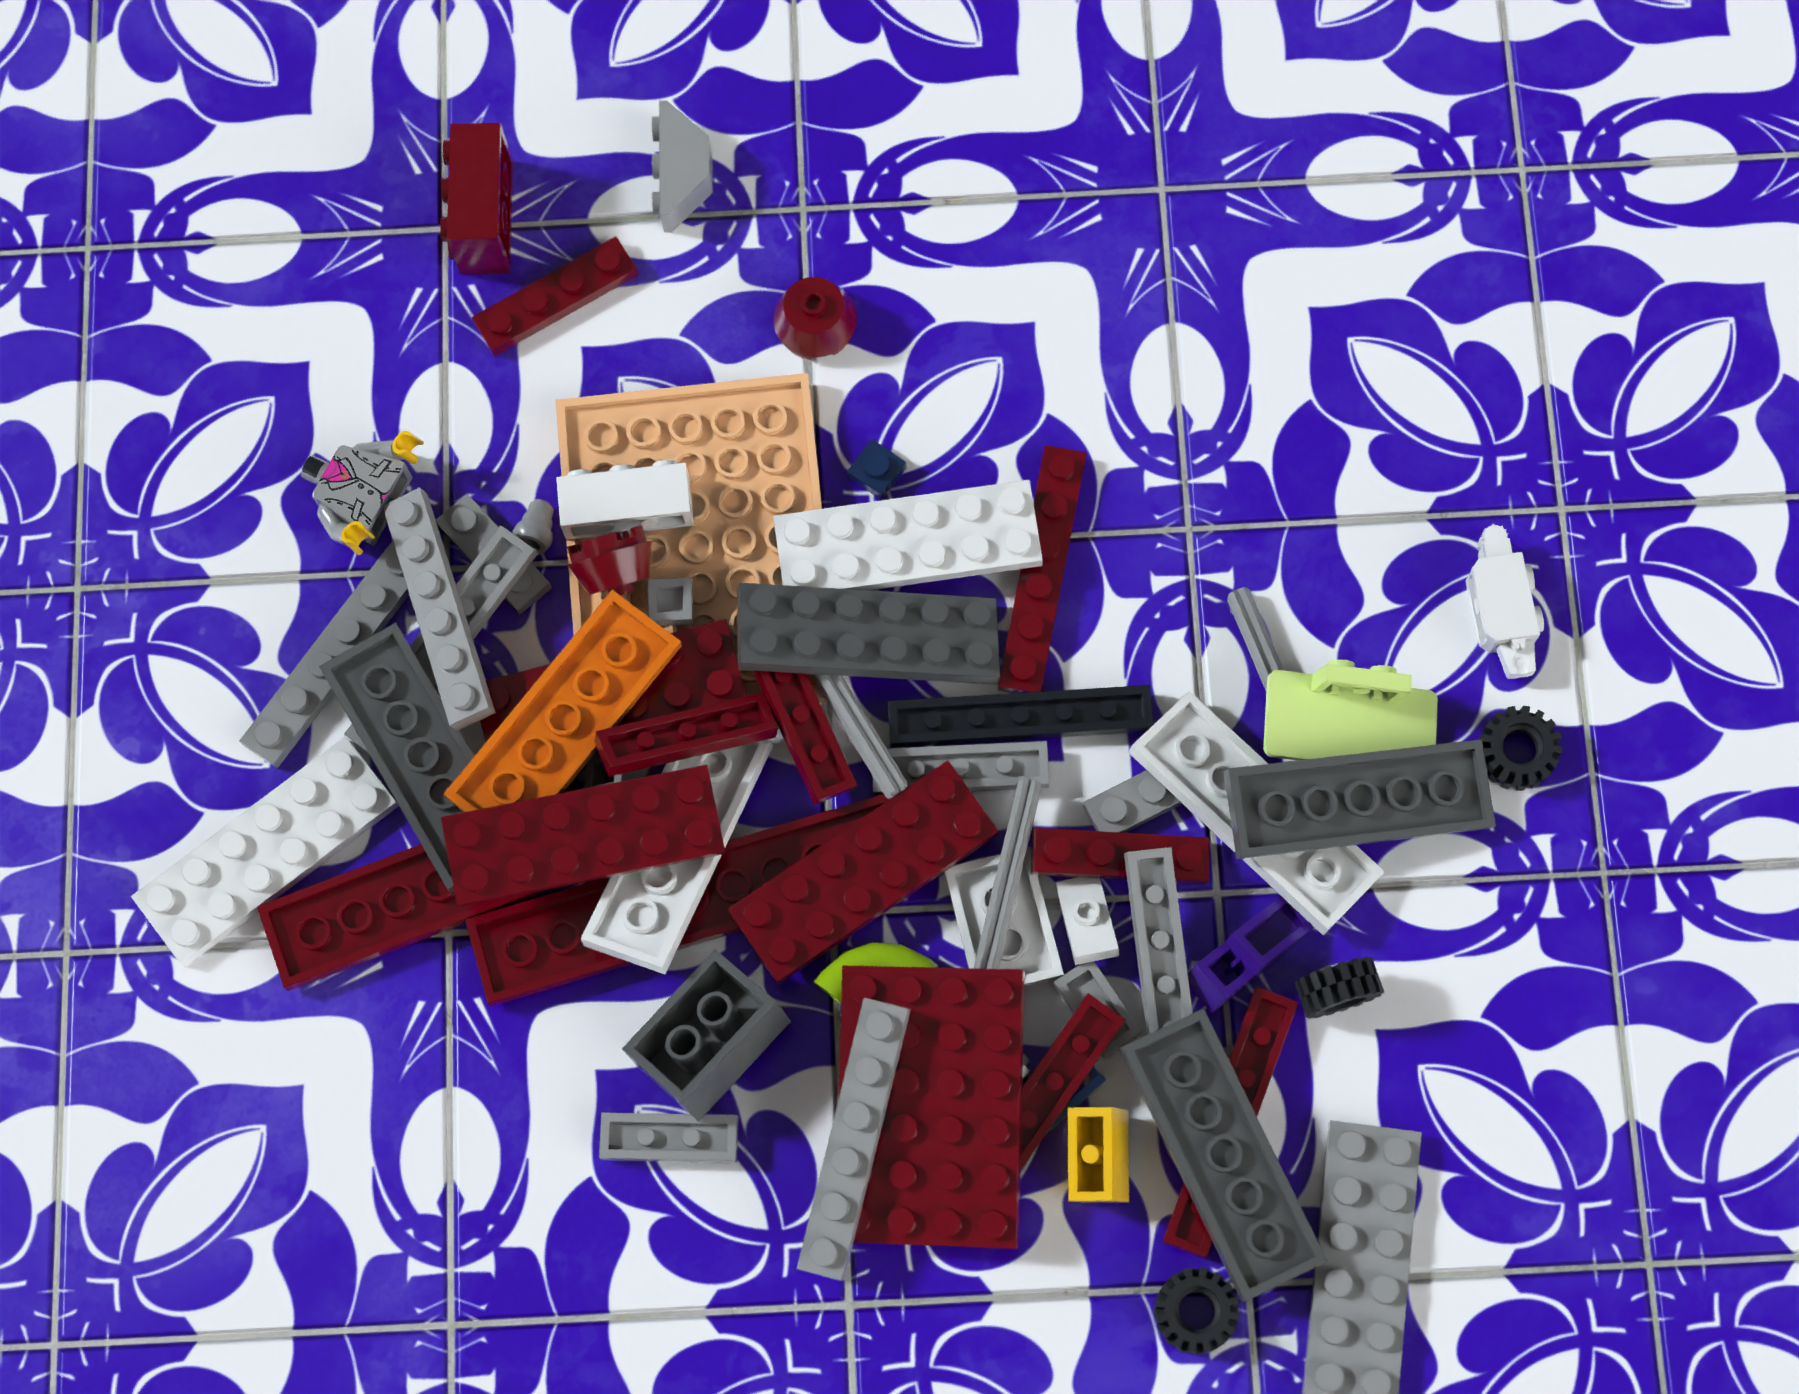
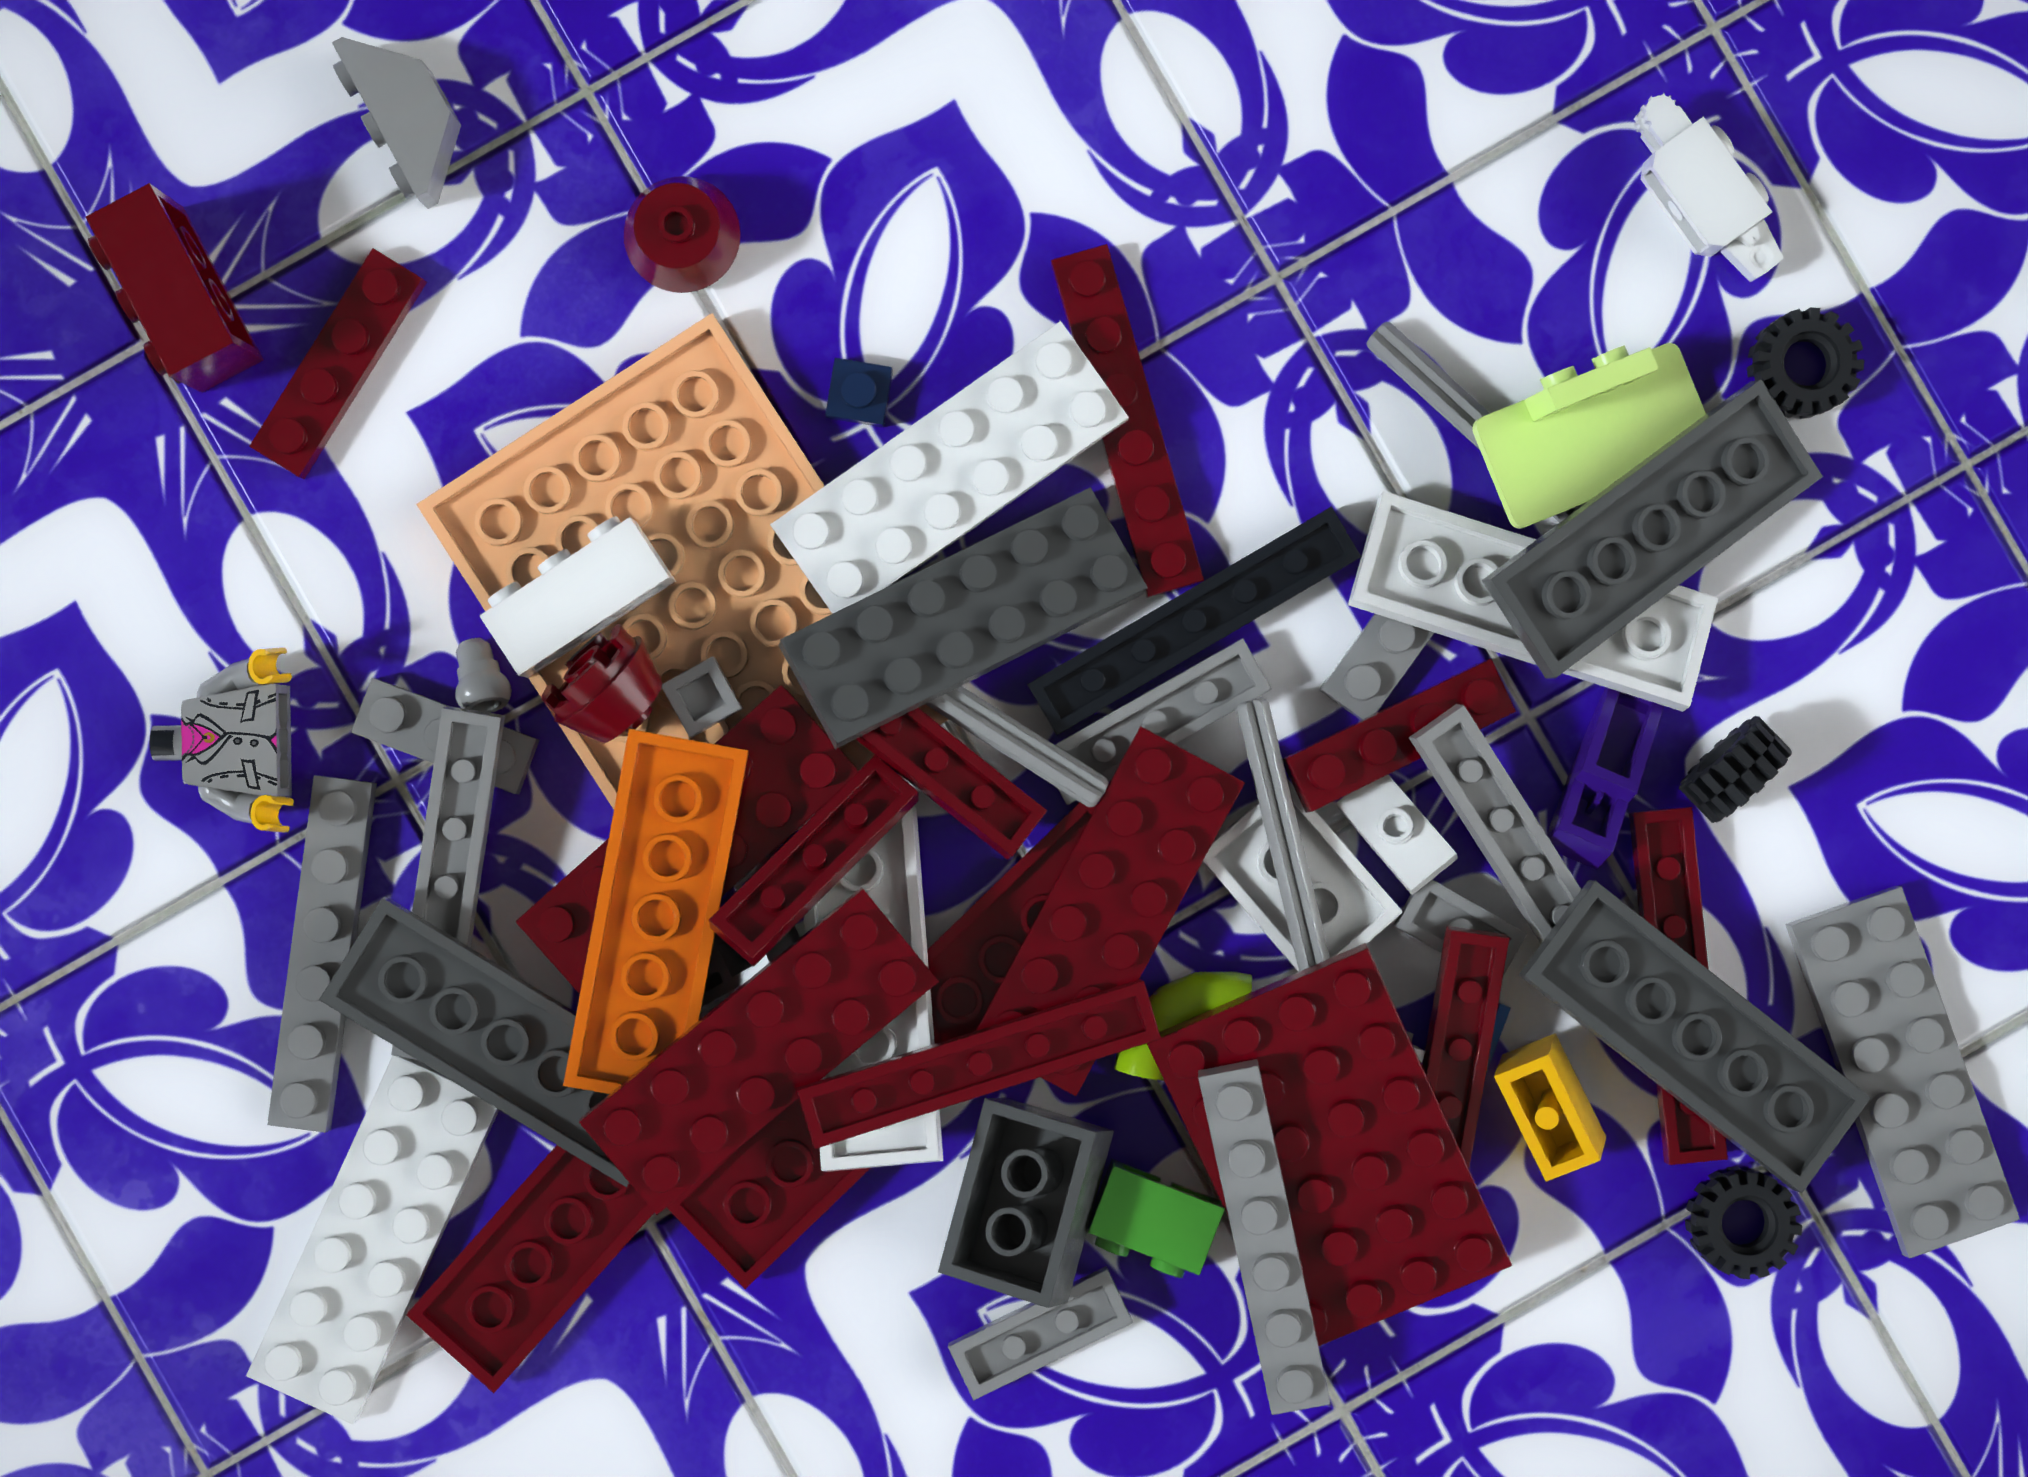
camera: 35 degrees left, 15 degrees up
(438, 610) = (423, 851): light grey plate -> none
(722, 915) = (977, 1063): none -> dark red plate
(787, 1097) = (1154, 1219): none -> bright green piece

